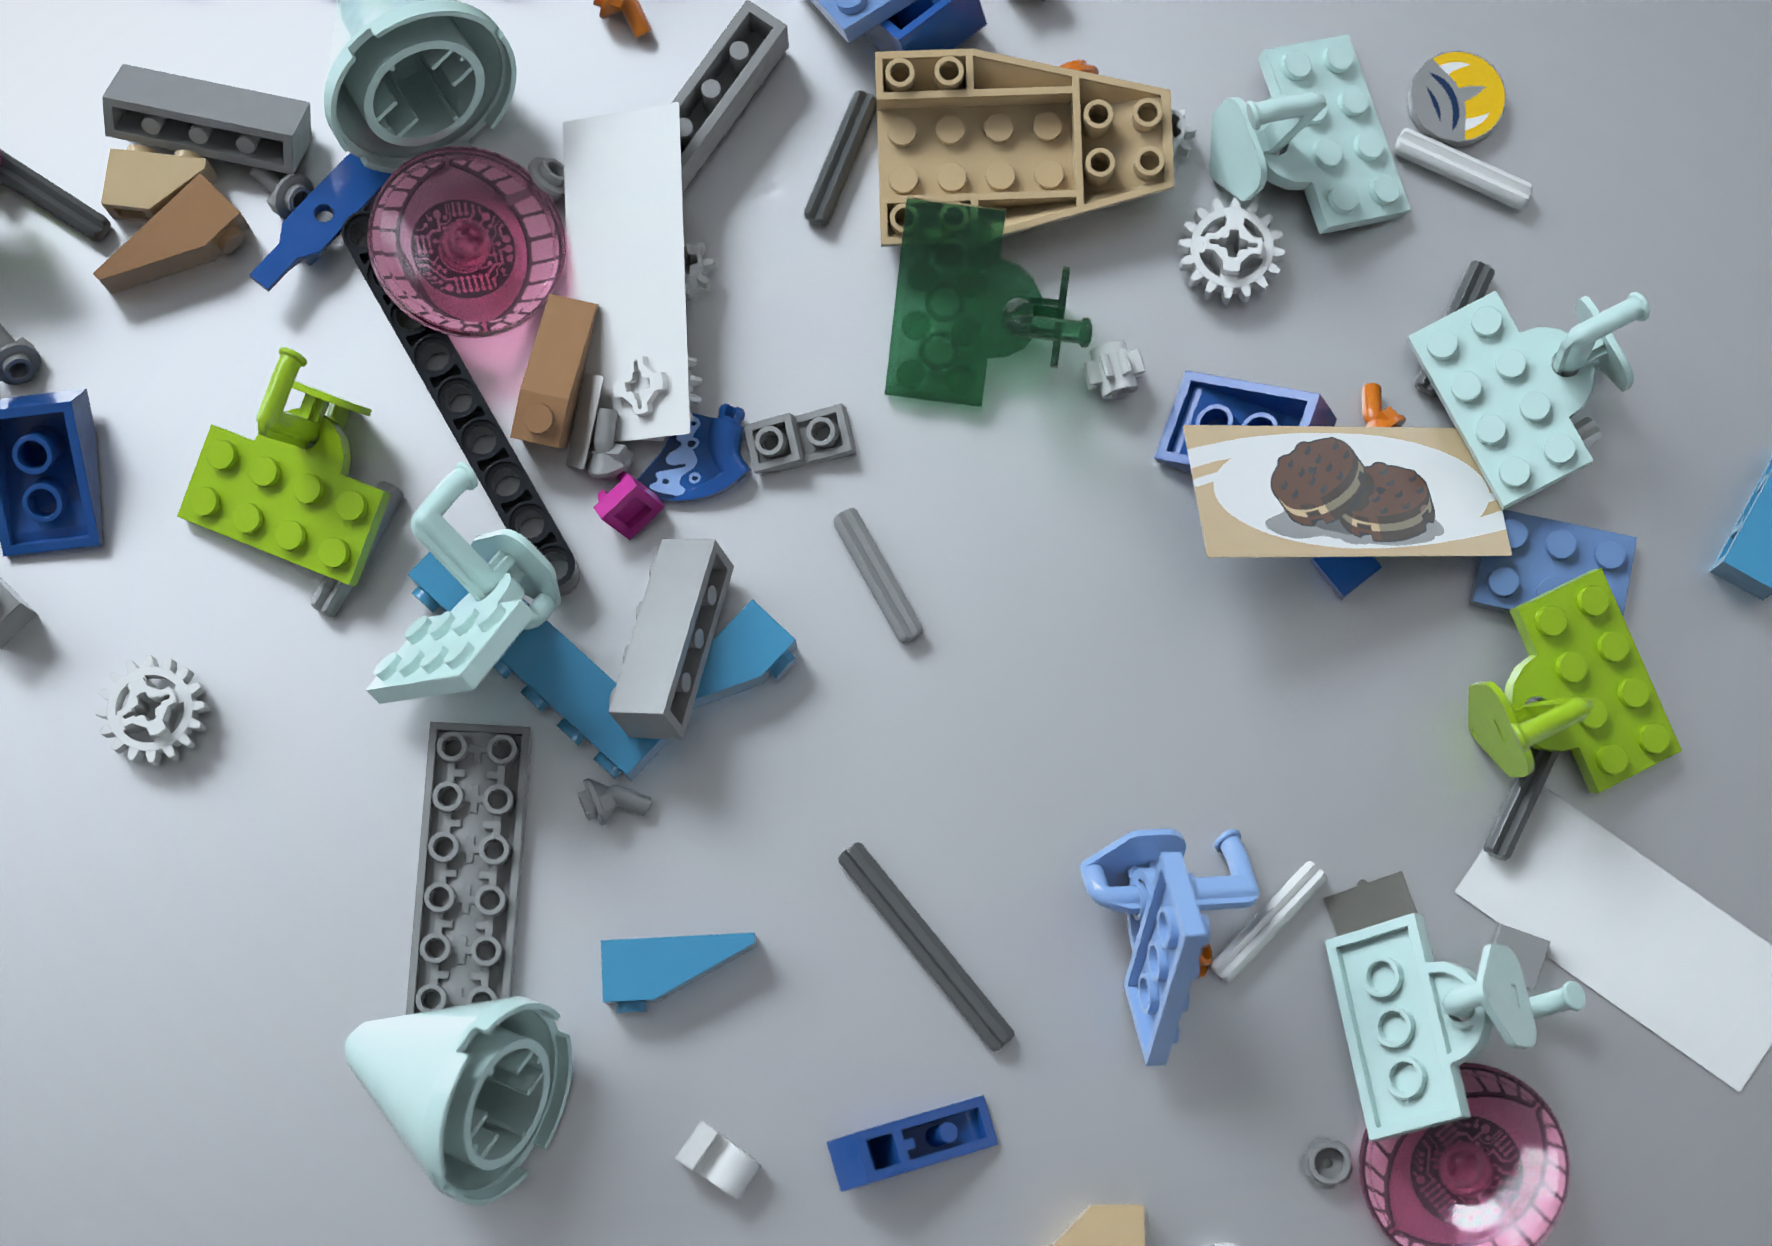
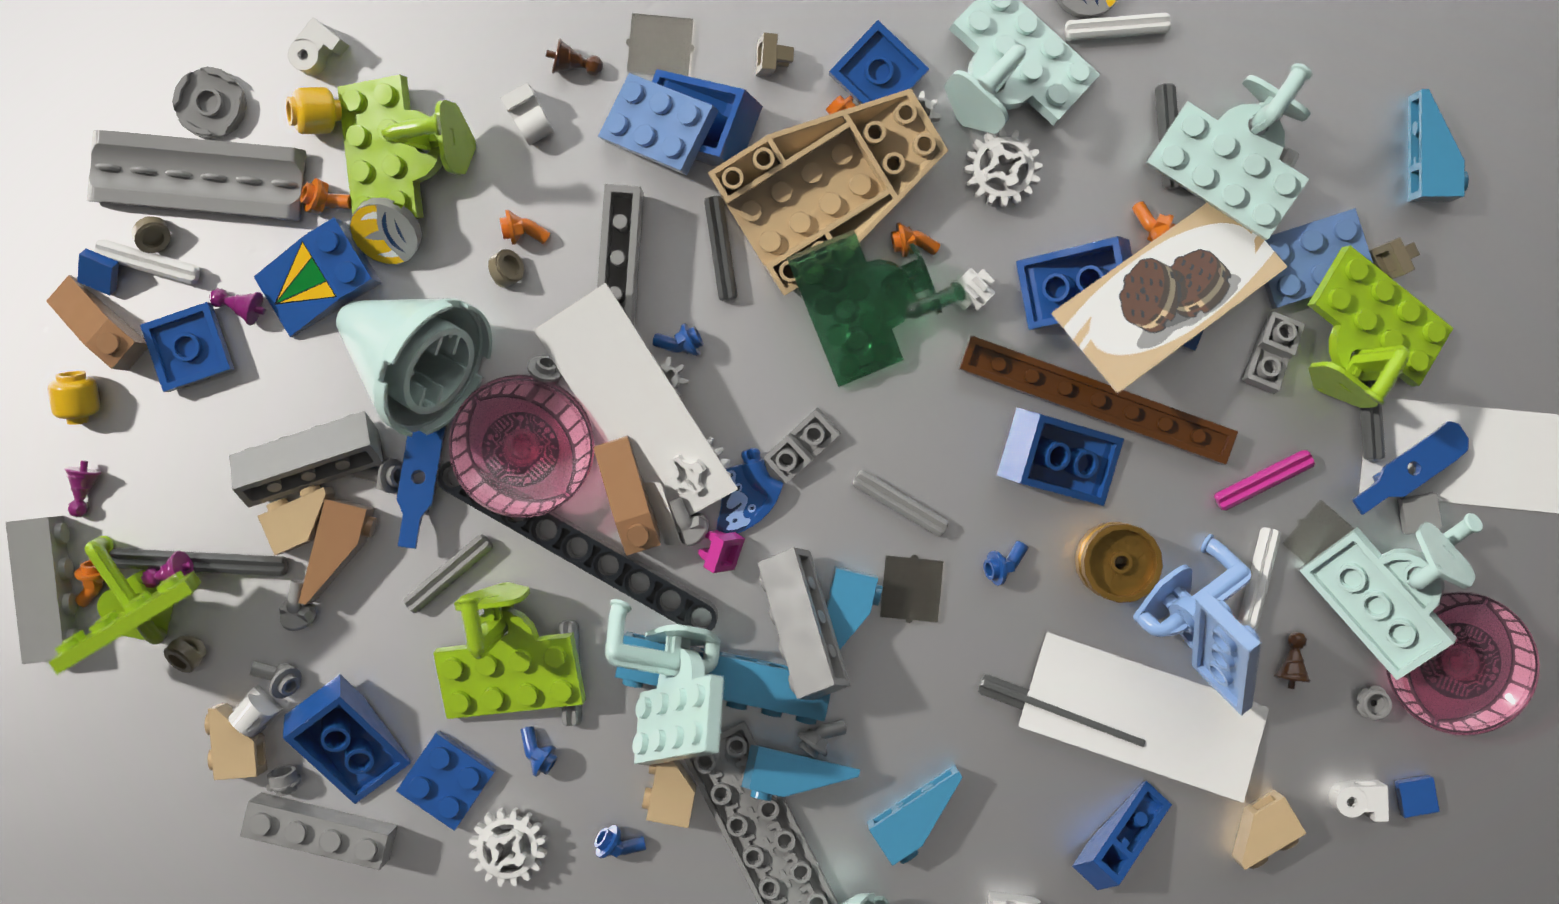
camera: 35 degrees left, 10 degrees up
(78, 288) = (293, 614): none -> light grey plate
(129, 591) = (446, 780): none -> blue plate
(259, 629) = (541, 758): none -> blue plate
(264, 351) = (448, 573): none -> light grey axle
(277, 779) = (610, 843): none -> blue plate
(390, 757) = (671, 796): none -> tan slope
(543, 811) = (785, 774): none -> dark azure slope
(575, 38) = (506, 268): none -> dark tan tile
(734, 236) = (686, 341): none -> blue plate
(830, 687) = (911, 588): none -> clear smoke piece
(952, 717) = (998, 567): none -> blue plate
(1069, 1051) = (1185, 725): none -> white sticker
(1078, 272) = (904, 236): none -> orange plate
(1087, 764) = (1125, 581): none -> pearl gold wheel
(1106, 628) = (1060, 457): none -> blue slope
(1151, 51) = (878, 66): none -> blue plate
(1191, 588) = (1098, 400): none -> reddish brown plate
(1250, 1057) = (1293, 666): none -> reddish brown piece
(1342, 803) = (1264, 480): none -> dark pink axle
(1440, 654) = (1272, 352): none -> light grey slope
(1563, 889) = (1428, 458): none -> blue piece
(1652, 621) = (1394, 257): none -> dark tan tile

